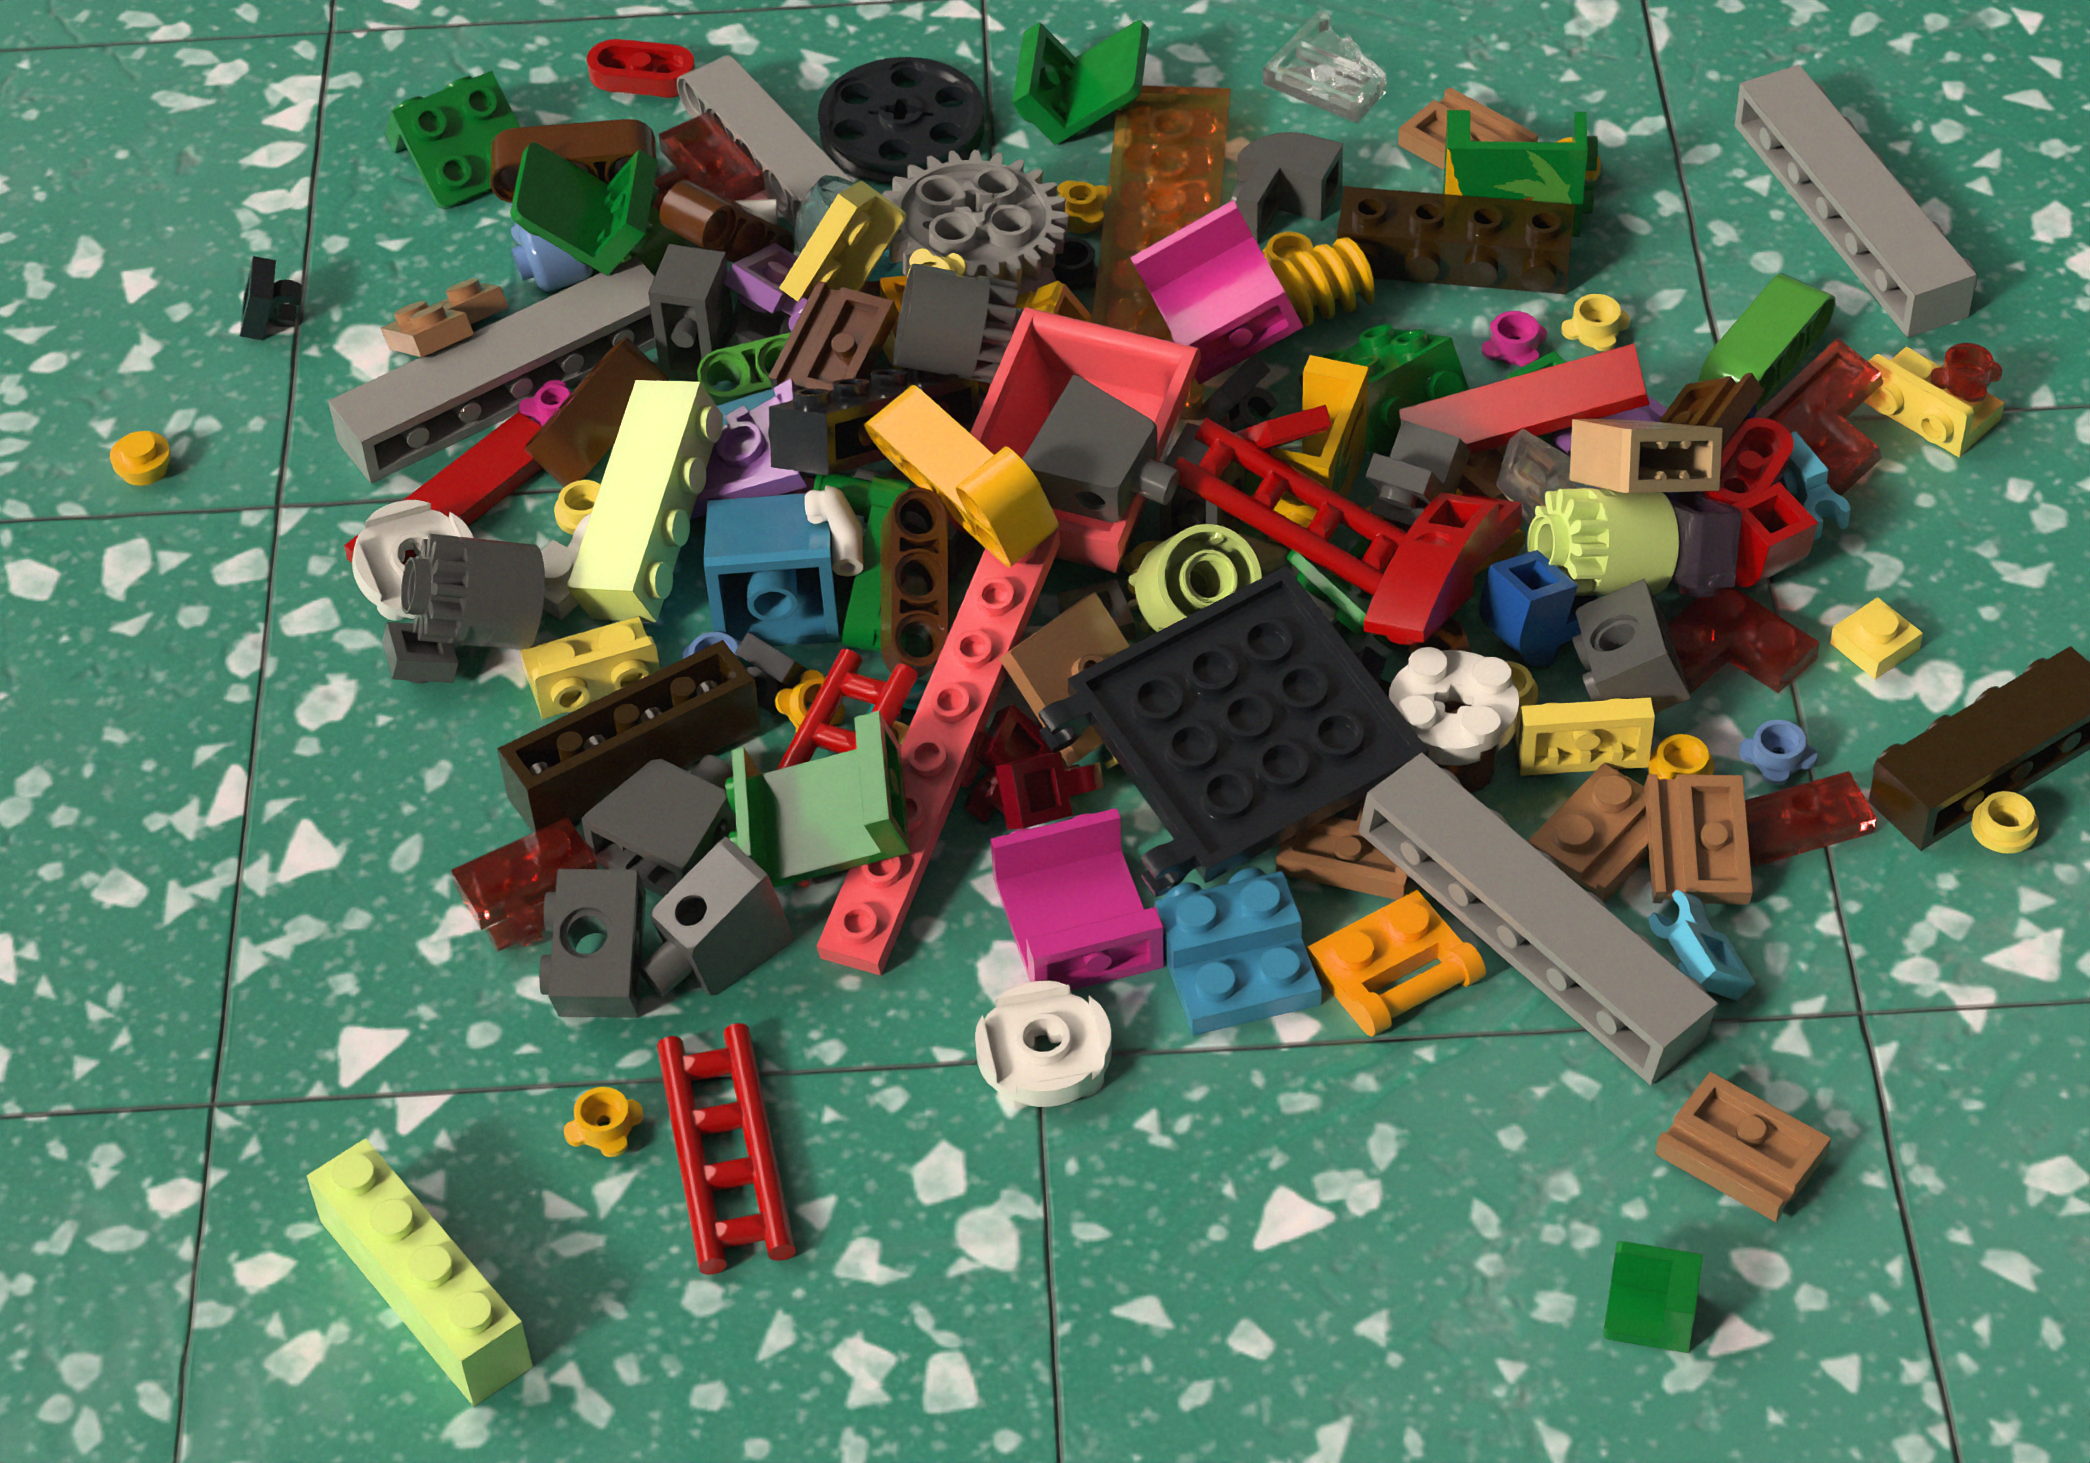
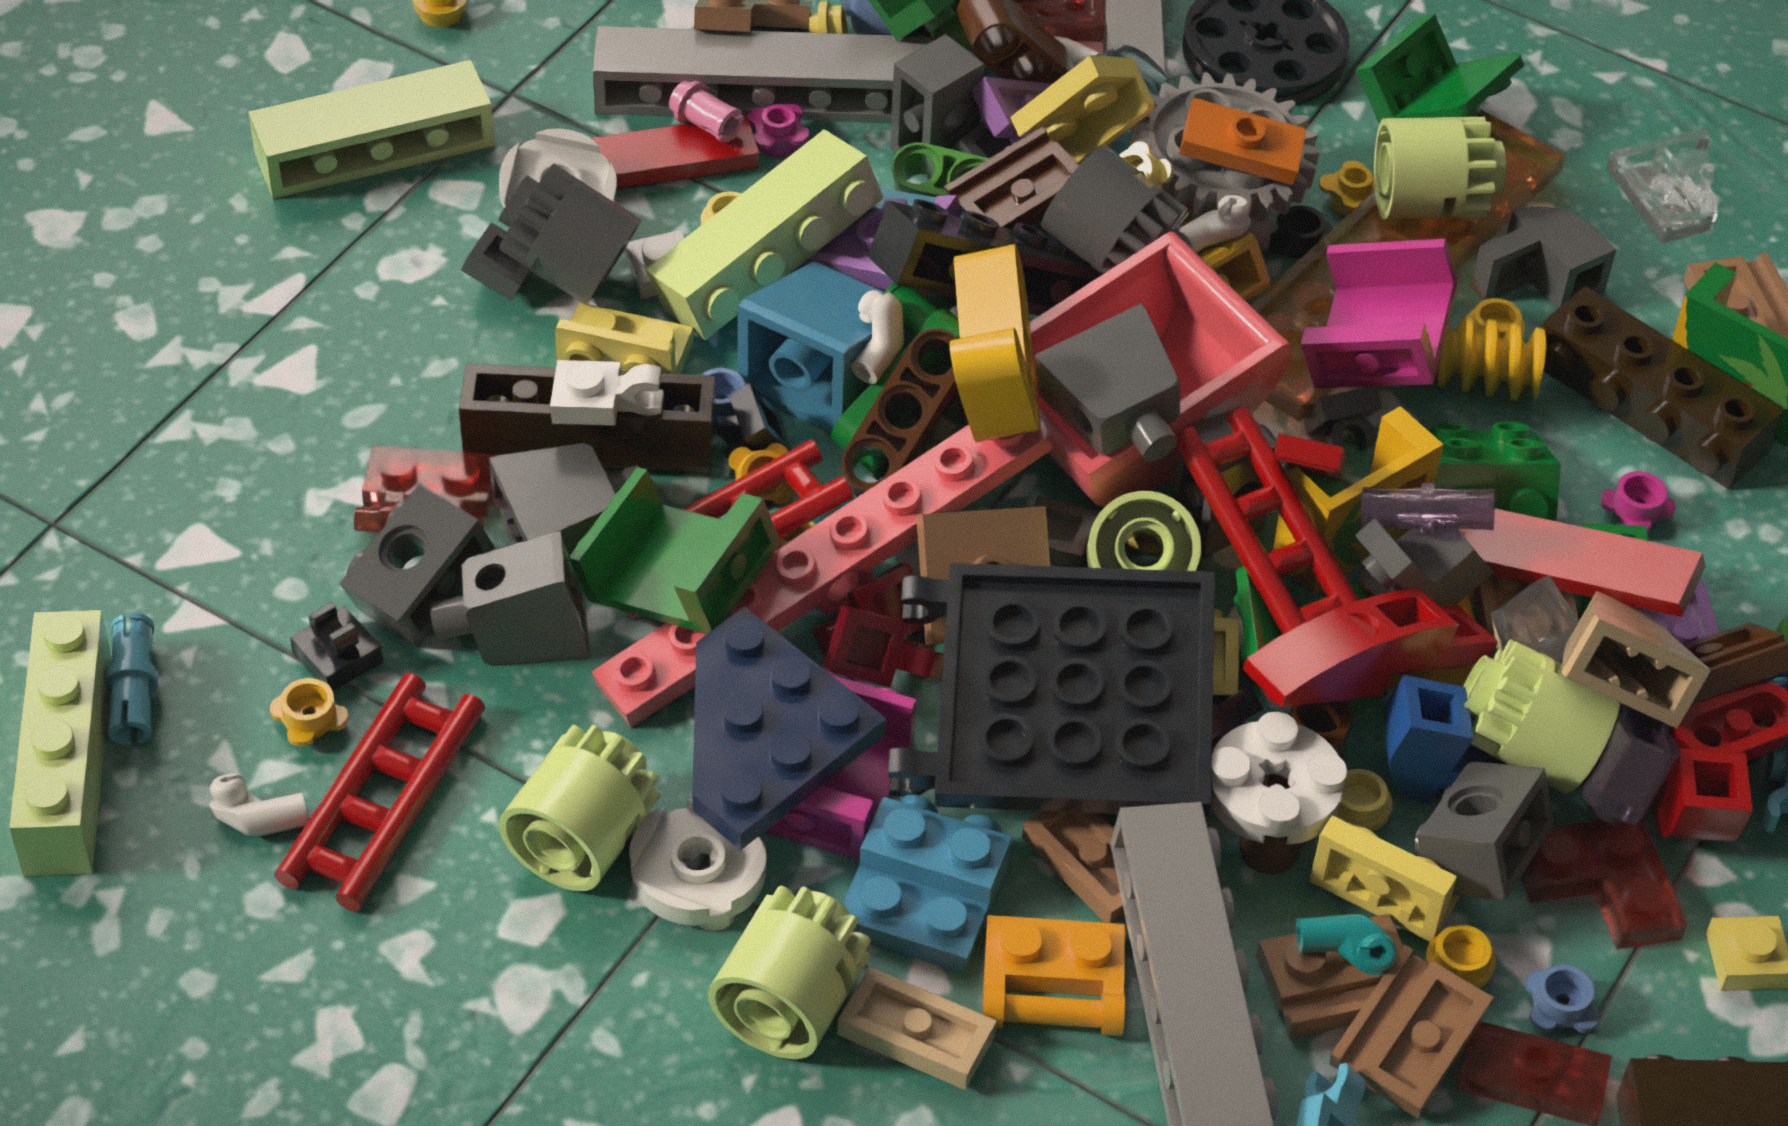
camera: 30 degrees right, 0 degrees up
(190, 602) = (372, 129): none -> yellowish green brick
(428, 1183) = (131, 679): none -> medium azure pin
(486, 425) = (696, 105): none -> bright pink pin
(522, 291) = (829, 19): none -> light yellow plate
(575, 1056) = (336, 646): none -> black tile
(591, 415) = (757, 151): reddish brown beam -> none
(632, 1234) = (252, 815): none -> white arm
(643, 709) = (596, 390): none -> white plate
(921, 1056) = (579, 808): none -> yellowish green gear
(999, 205) = (1242, 141): none -> orange plate
(1021, 898) = (767, 727): none -> dark blue plate
(1033, 280) = (1218, 225): none -> white arm
(1155, 150) = (1437, 167): none -> yellowish green gear
(1207, 1080) = (789, 972): none -> yellowish green gear
(1330, 1065) = (917, 1028): none -> tan plate
(1405, 422) = (1429, 508): none -> pin
(1596, 322) = (1728, 526): light yellow plate -> none
(1604, 793) = (1351, 937): none -> teal arm

